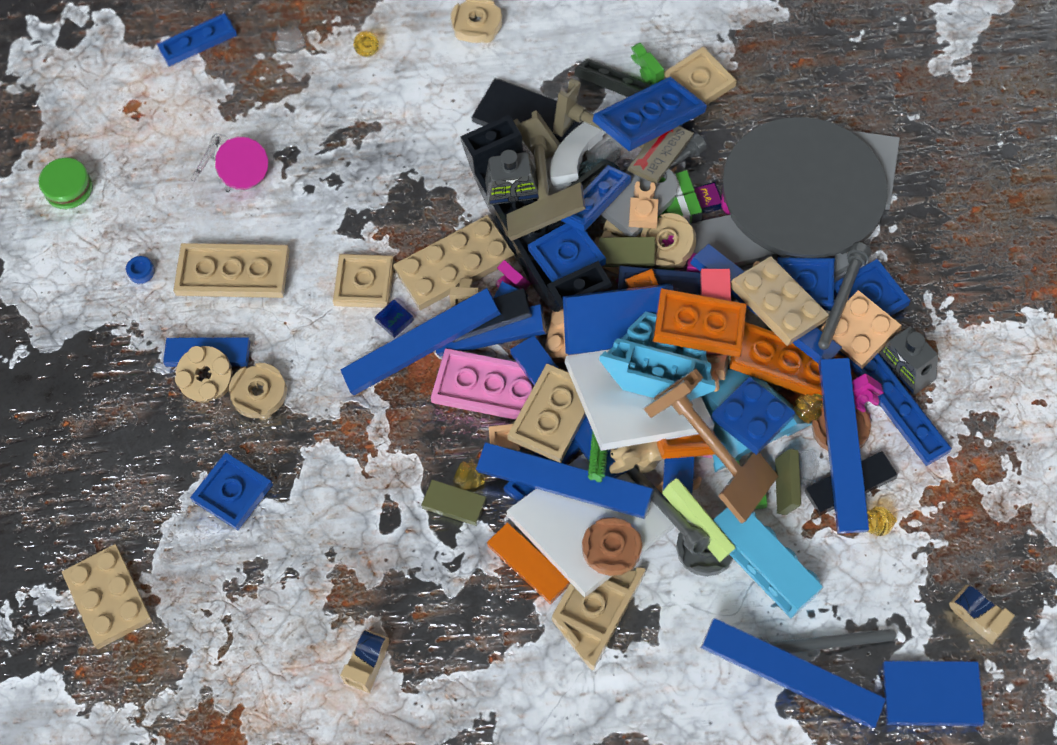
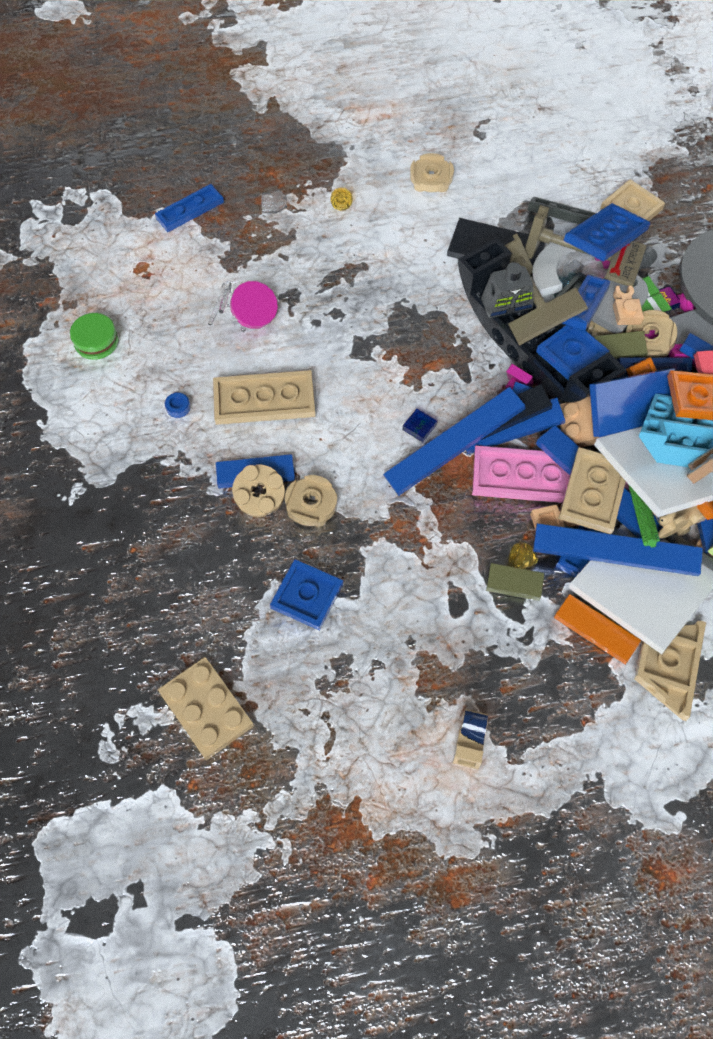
camera: 15 degrees left, 0 degrees up
(363, 280) = (384, 395): tan tile -> none
(463, 254) = (460, 372): tan plate -> none
(463, 292) = (479, 397): tan tile -> none
(611, 546) = (676, 604): nougat tile -> none
(650, 70) = (589, 197): bright green plate -> none

